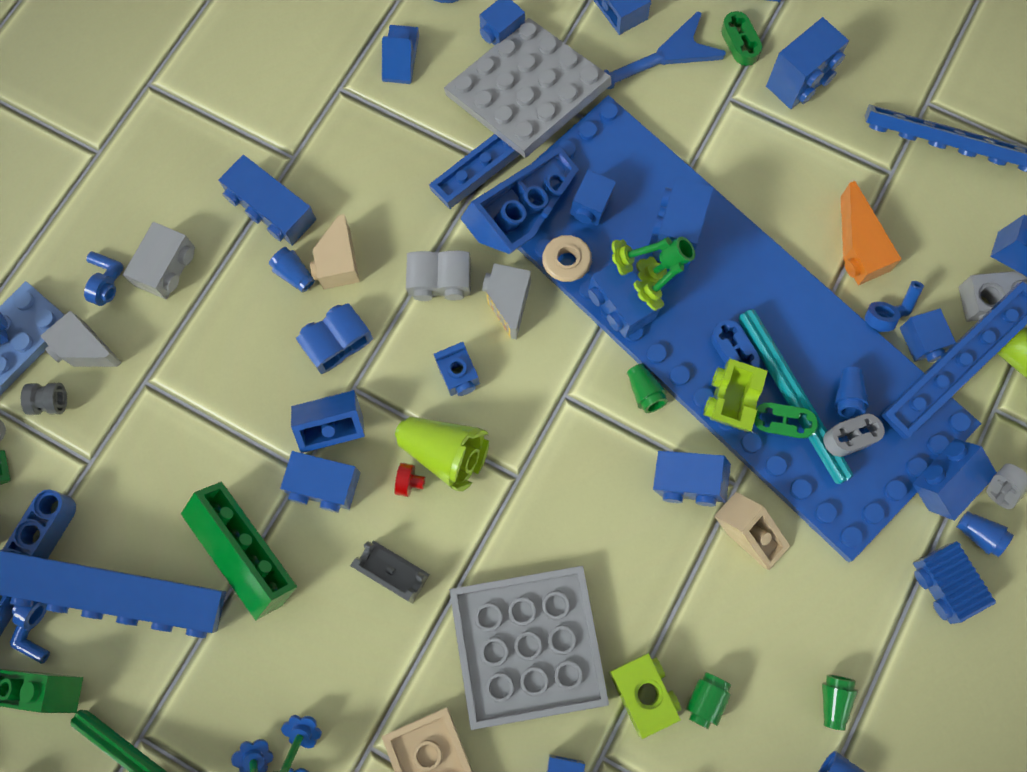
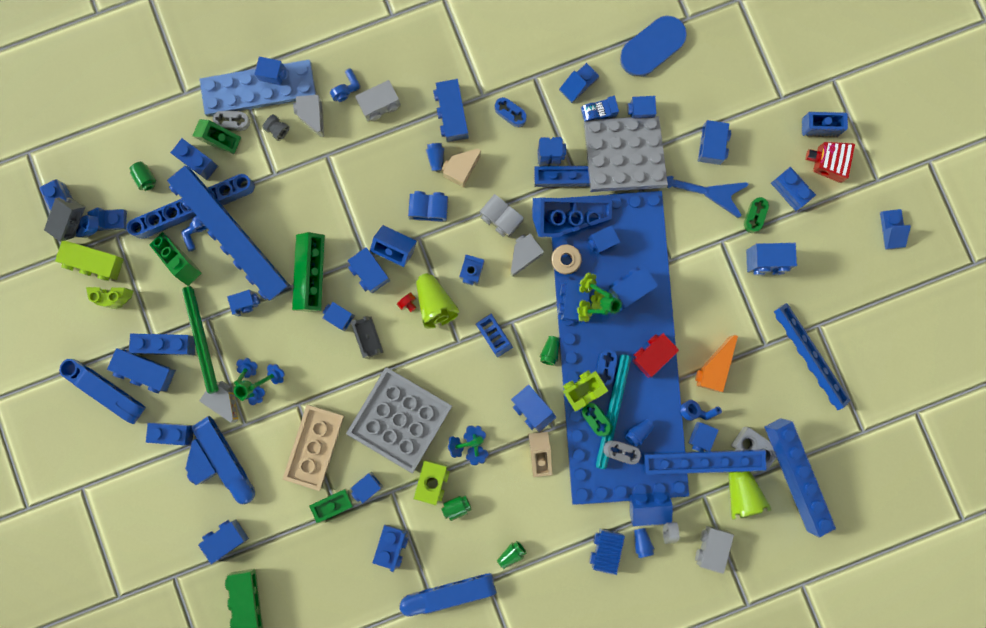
camera: 40 degrees right, 10 degrees up
(175, 668) = (243, 301): none -> blue brick
(327, 576) = (337, 316): none -> blue brick
(344, 148) = (513, 108): none -> blue beam
(434, 147) = (551, 151): none -> blue brick
(454, 60) = (600, 110): none -> blue leg
(583, 438) = (503, 348): none -> blue slope
(648, 583) = (474, 437): none -> blue plant
(780, 282) = (655, 354): none -> red brick

